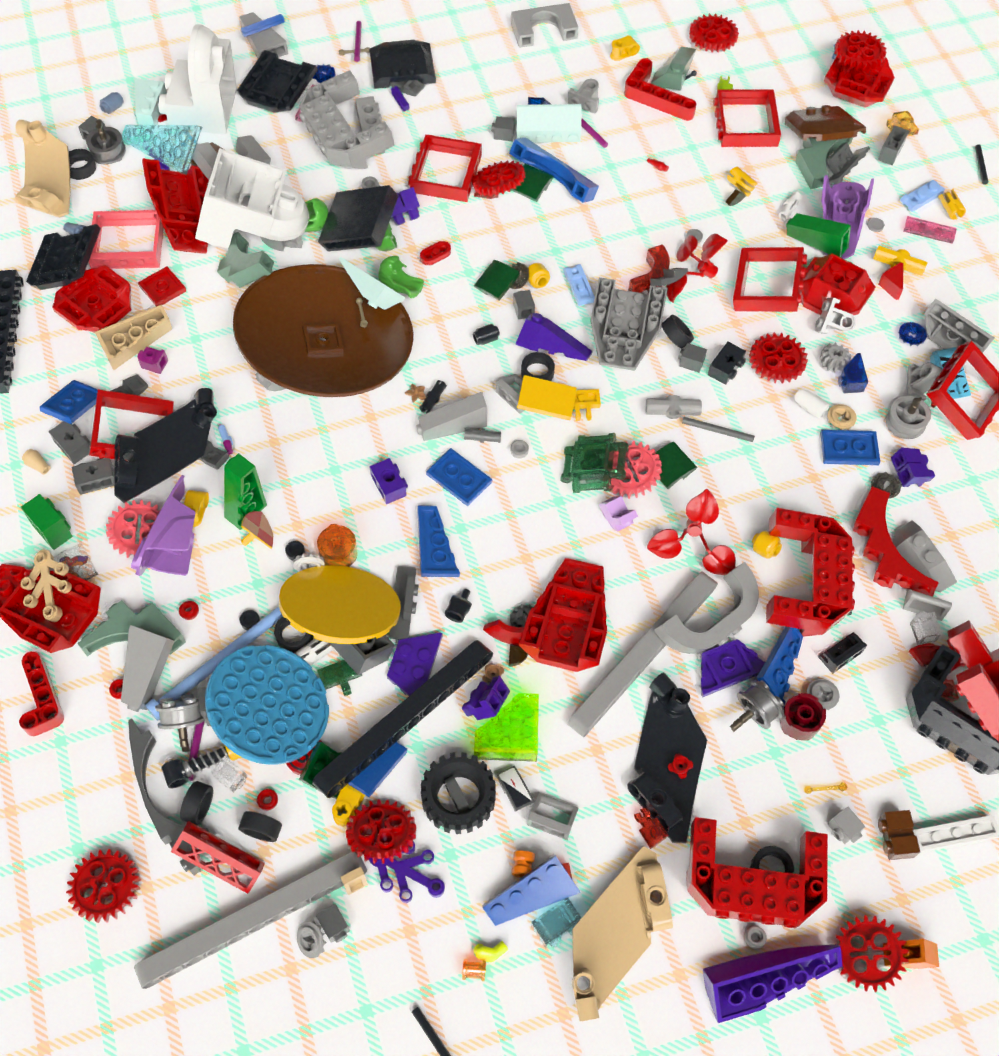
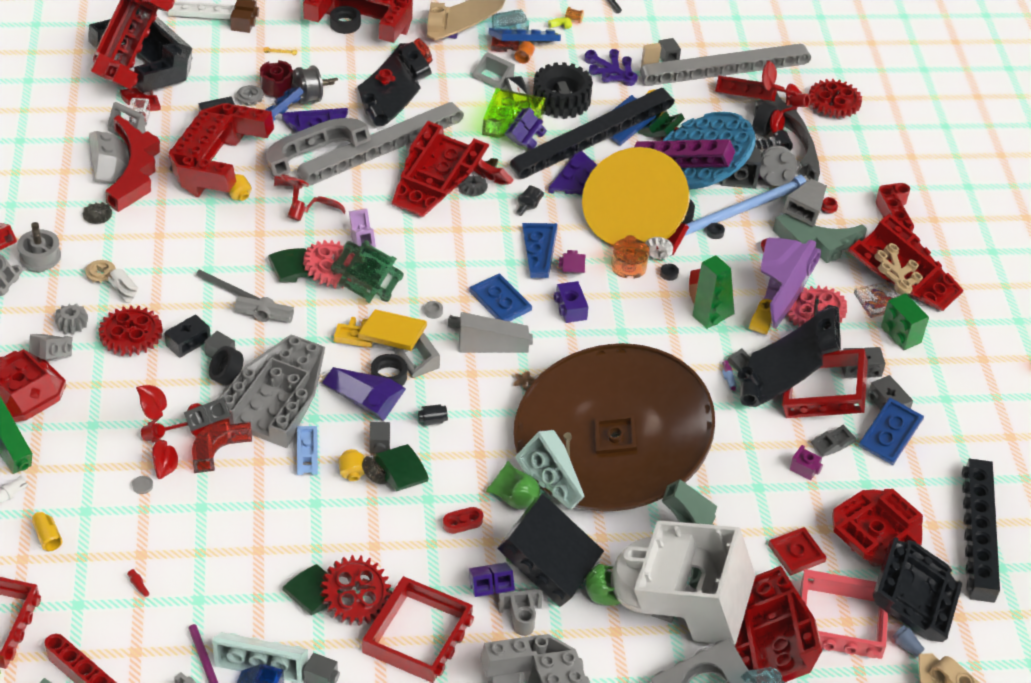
camera: 170 degrees left, 15 degrees down
(35, 461) = (925, 389): tan cone -> none
(133, 334) = (827, 486): tan wedge -> none
(154, 819) = (793, 96): none -> red plant
(260, 826) = (721, 89): black tyre -> none
(286, 675) = (694, 152): none -> magenta brick
(305, 944) = (685, 44): light grey gear -> none
(372, 823) = (613, 75): red gear -> none
(395, 525) = (572, 262): none -> magenta brick
(406, 590) = (573, 216): dark grey bracket -> none
(433, 396) = (507, 369): black pin -> none
(489, 669) = (511, 153): medium nougat plate -> none
(574, 182) = (257, 561): blue arch -> none
(735, 198) = (67, 512): tile -> none
(769, 303) = (78, 425): red window -> none
(846, 826) = (279, 26): light grey brick -> none
(850, 447) = (109, 246): blue tile -> none
(853, 377) = (63, 294): clear blue slope -> none
(912, 467) = (65, 212): dark purple hips -> none

